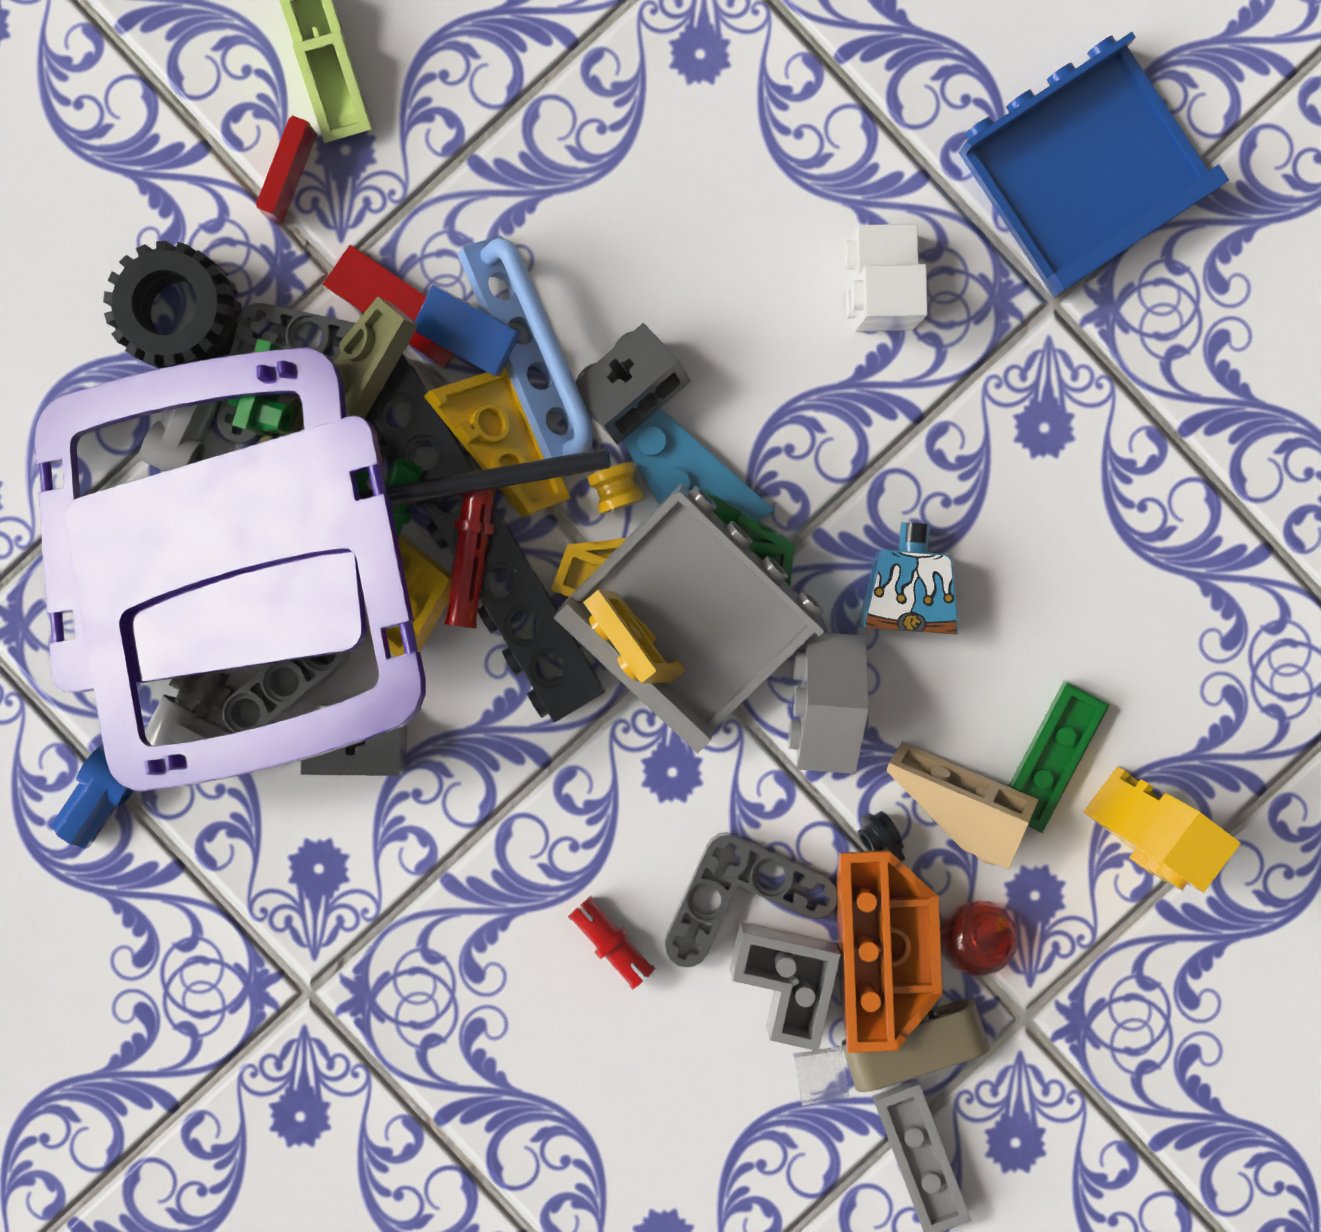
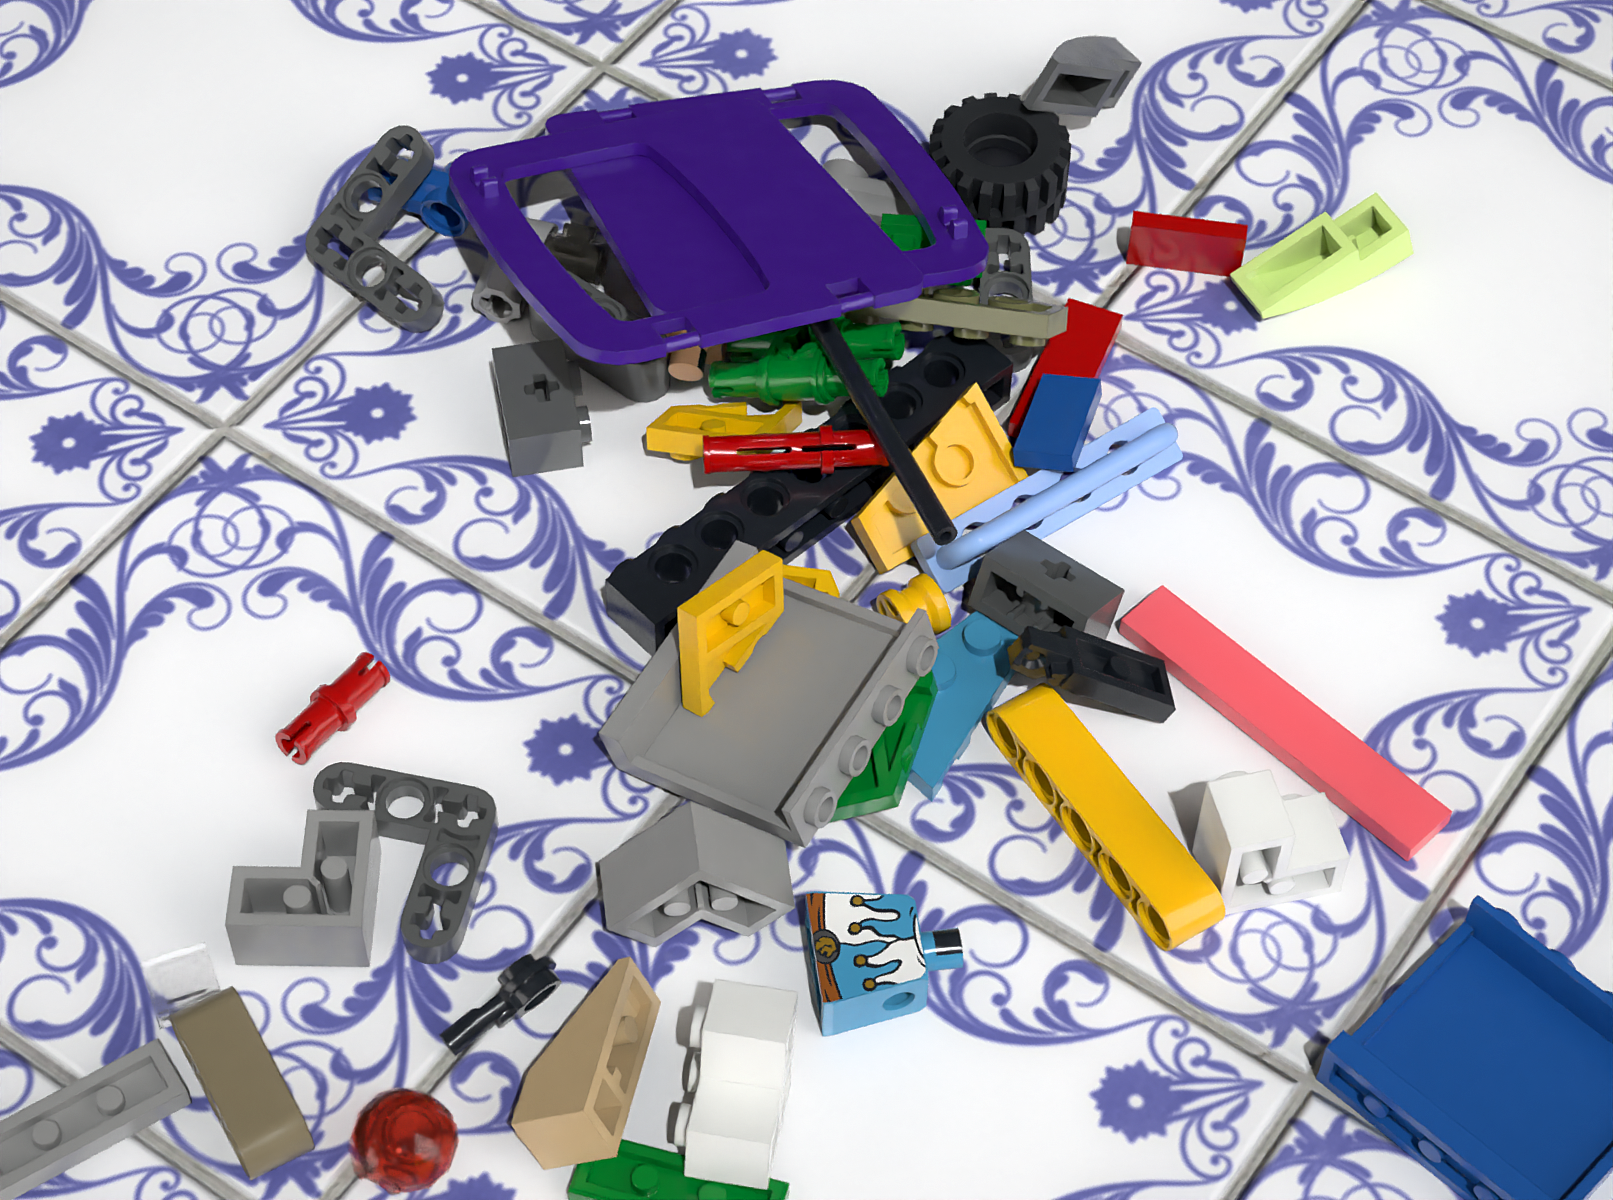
camera: 75 degrees right, 35 degrees down
(95, 210) = (1083, 77): none -> dark grey slope
(136, 861) = (361, 230): none -> dark grey beam
(711, 363) = (1095, 670): none -> black hinge
(763, 232) = (1286, 723): none -> coral tile
(824, 390) = (1106, 817): none -> yellow beam
(886, 949) = (374, 993): orange wedge -> none
(1013, 706) = (738, 1083): none -> white brick

